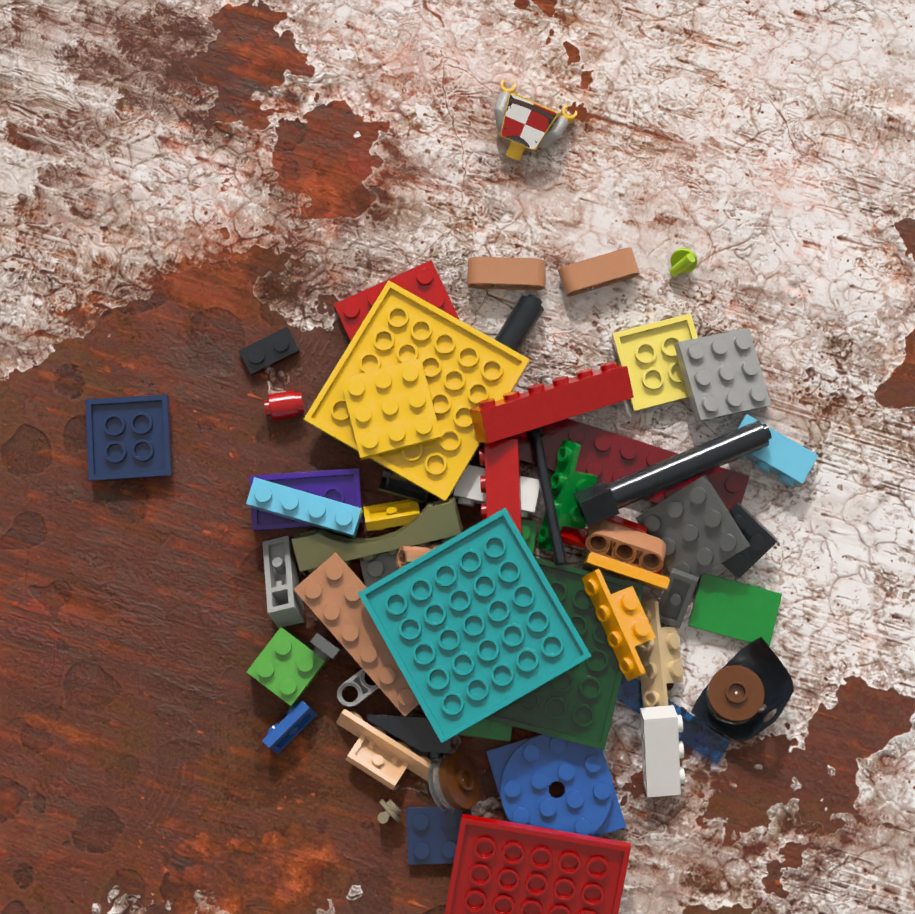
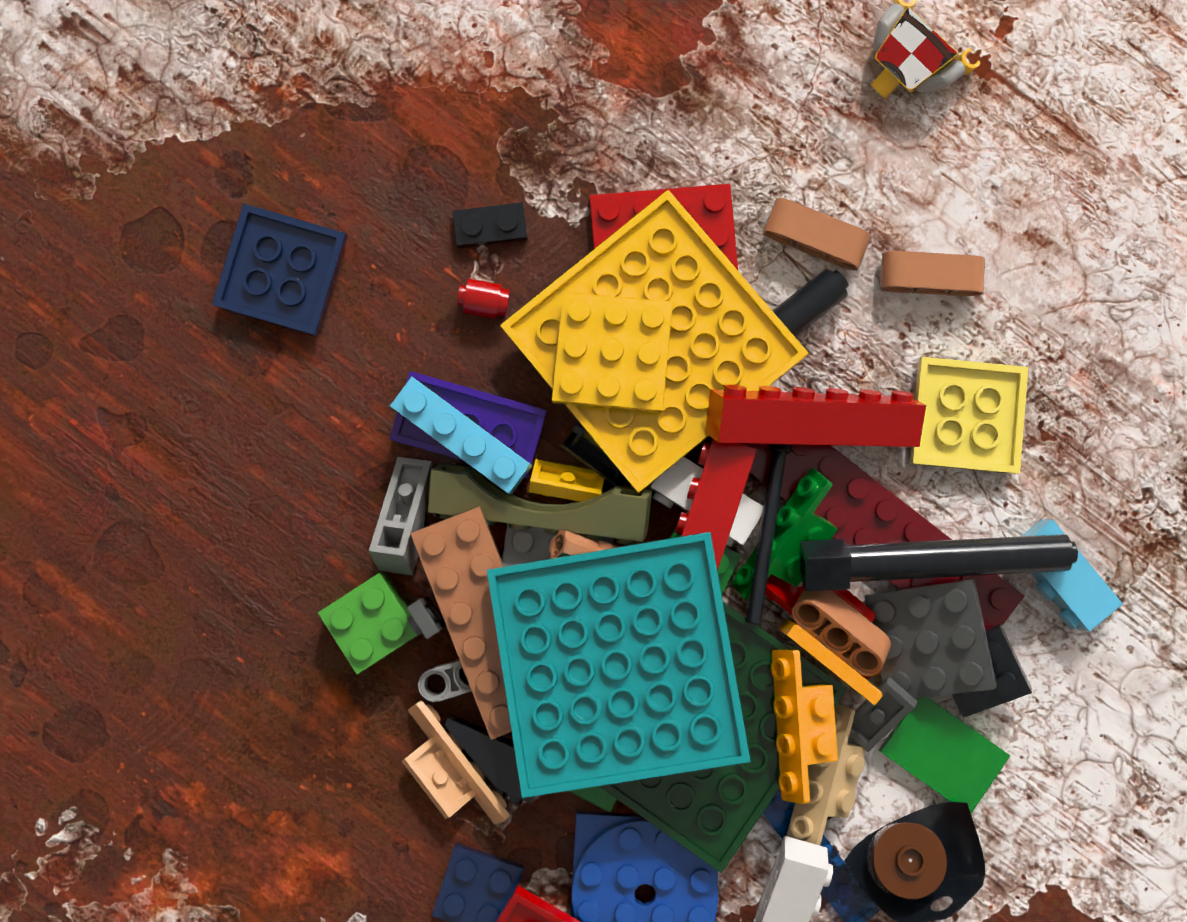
camera: 20 degrees right, 5 degrees up
(283, 733) = (337, 700): blue plate -> none
(391, 809) = (431, 842): dark tan plate -> none
(453, 782) = (521, 841): reddish brown piece -> none
(682, 261) = (1042, 298): lime plate -> none
(722, 375) = (1039, 458): light grey plate -> none

